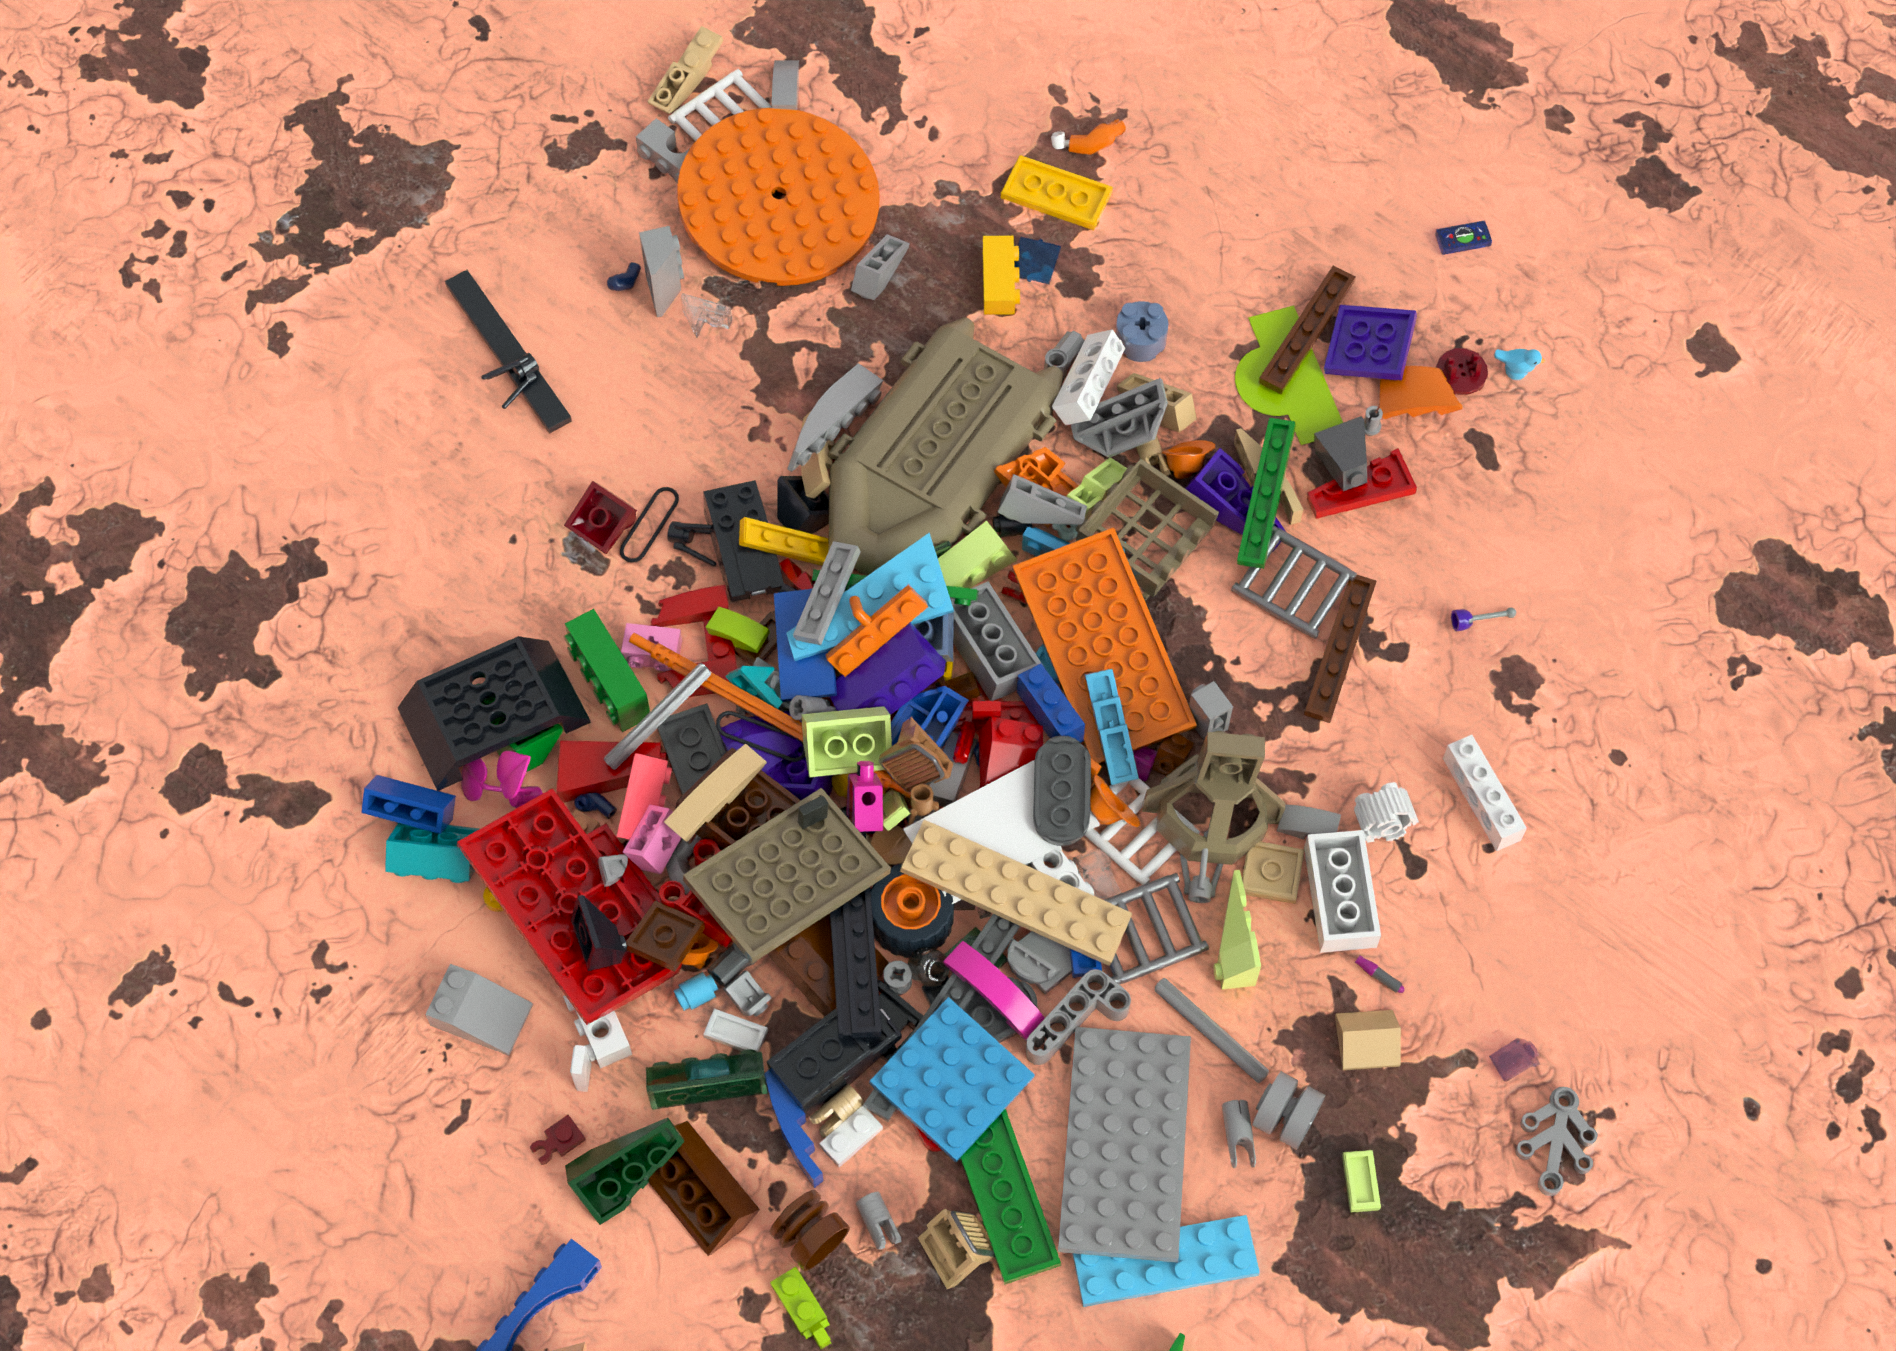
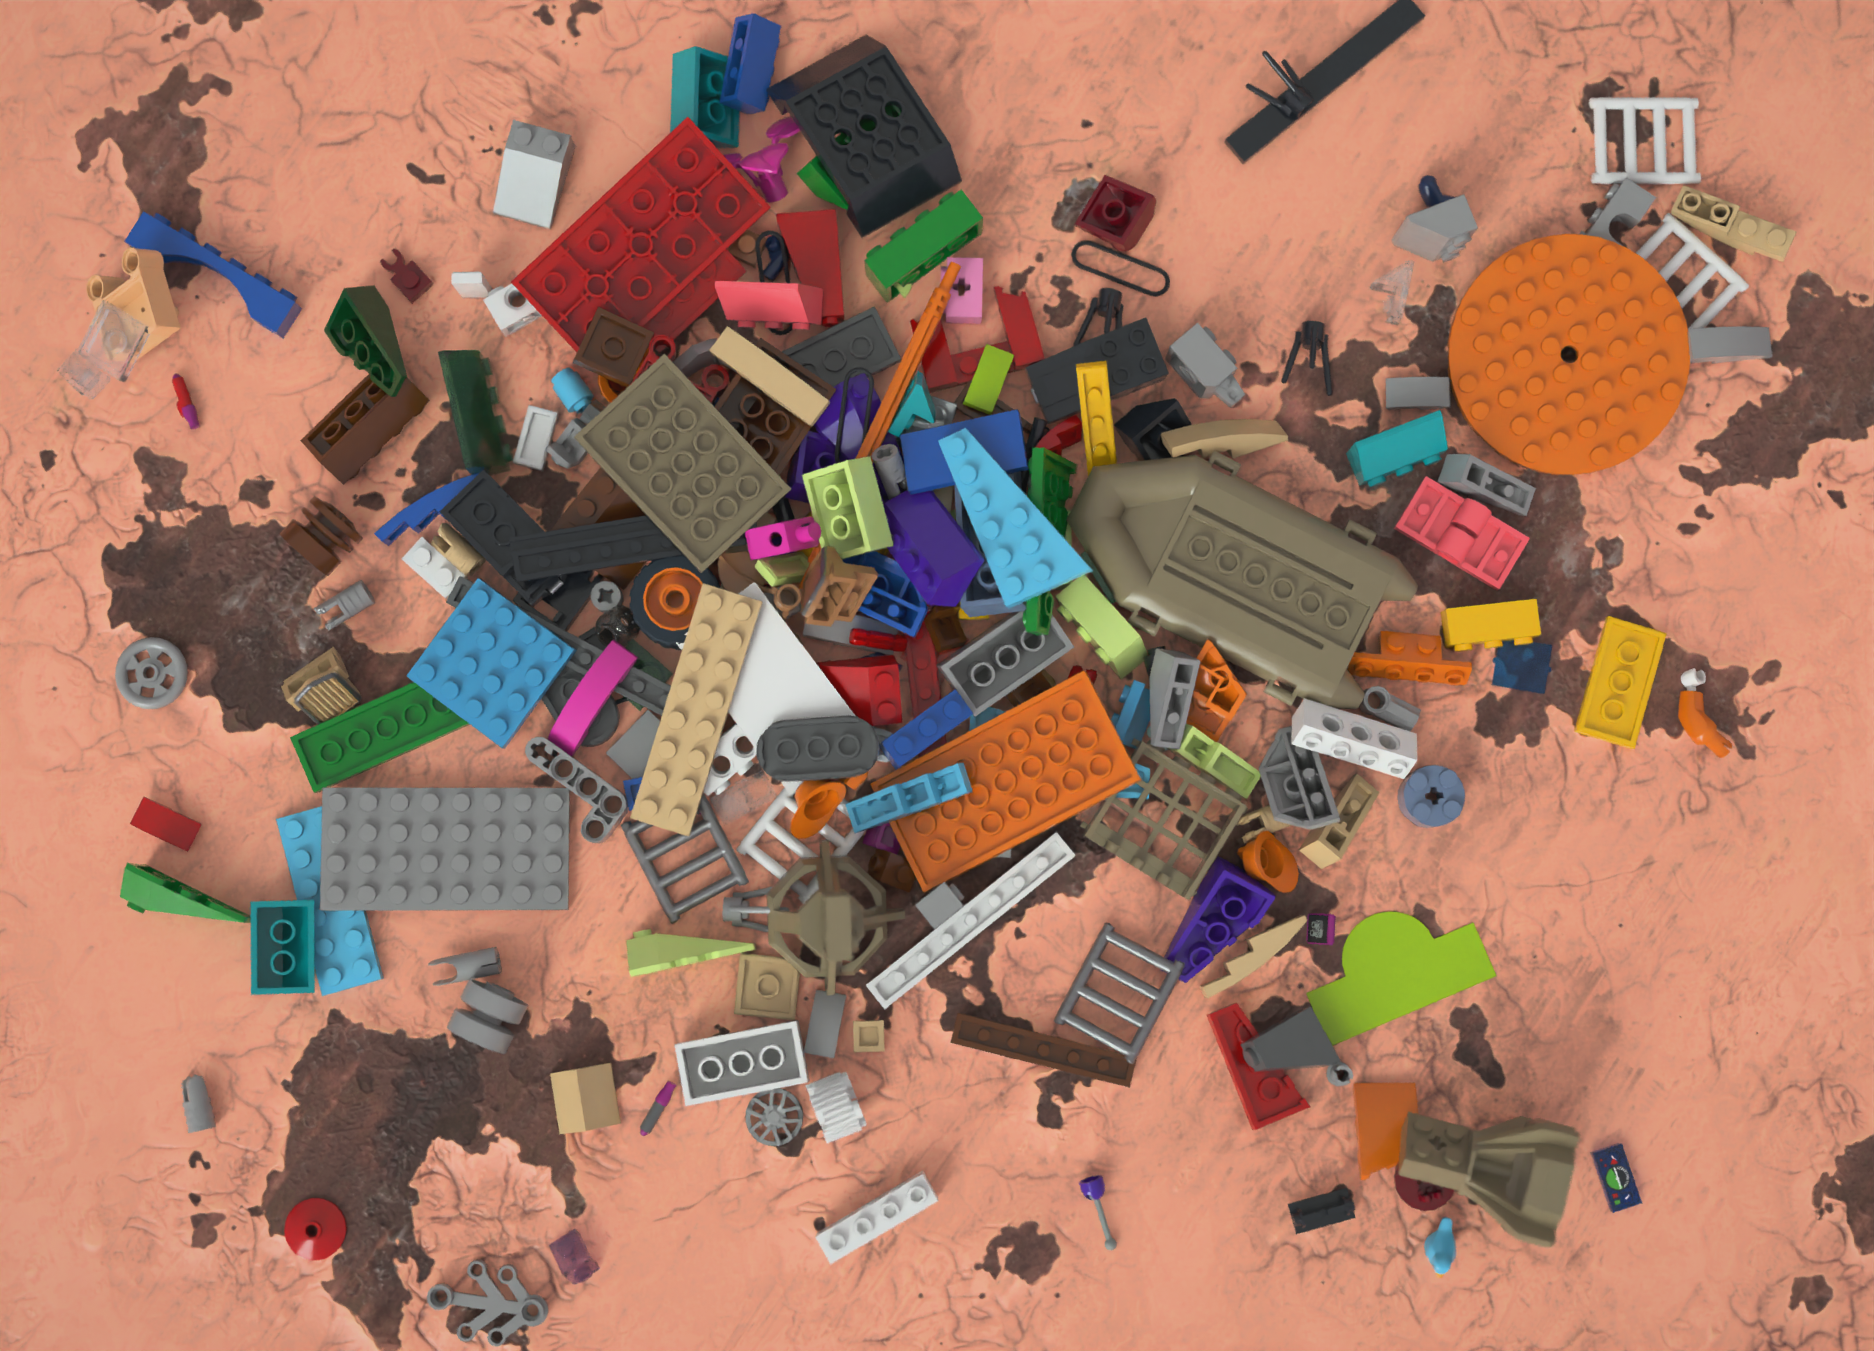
camera: 85 degrees right, 20 degrees up
(576, 114) = (1658, 105): none -> white bar
(596, 936) = (595, 278): black slope -> none
(603, 814) = (785, 263): none -> black piece
(612, 868) = (687, 284): light grey tile -> none
(652, 841) = (715, 313): bright pink brick -> none
(657, 716) = (864, 305): light grey axle -> none
(734, 380) = (1312, 337): none -> black plant
(750, 455) = (1205, 365): none -> light grey hinge
(794, 308) = (1418, 393): none -> light grey slope
(802, 1306) = (253, 540): lime hinge -> none
(812, 812) = (751, 481): pearl dark grey tile -> none
(826, 593) = (1008, 464): light grey plate -> none
(835, 411) = (1268, 451): light grey slope -> none
(843, 323) = (1398, 449): none -> teal slope
(875, 629) = (971, 524): orange plate -> none
(918, 288) = (1462, 533): none -> coral plate
(985, 709) = (908, 658): red slope -> none
(1023, 331) = (1410, 658): none -> orange bracket
(1024, 620) = (1034, 686): none -> reddish brown bracket
(1029, 965) = (630, 732): light grey tile -> none
(1204, 670) = (970, 920): none -> white plate
(1211, 1030) = (579, 931): light grey axle -> none
(1211, 1302) = (282, 947): none -> teal slope
(1249, 421) = (1320, 929): none -> slope
(1266, 493) = (1220, 954): green plate -> none
(1307, 329) = (1459, 993): reddish brown plate -> none
(1321, 787) = (868, 1036): none -> tan plate
(1361, 1181) = (429, 1097): yellowish green tile -> none
(1370, 342) = (1446, 1068): dark purple plate -> none
(1392, 875) = (774, 1117): none -> light grey wheel
(1453, 314) = (1510, 1169): none -> dark tan plate
(1477, 1313) = (330, 1226): none -> red dish
(1485, 448) = (1322, 1210): none -> black hinge

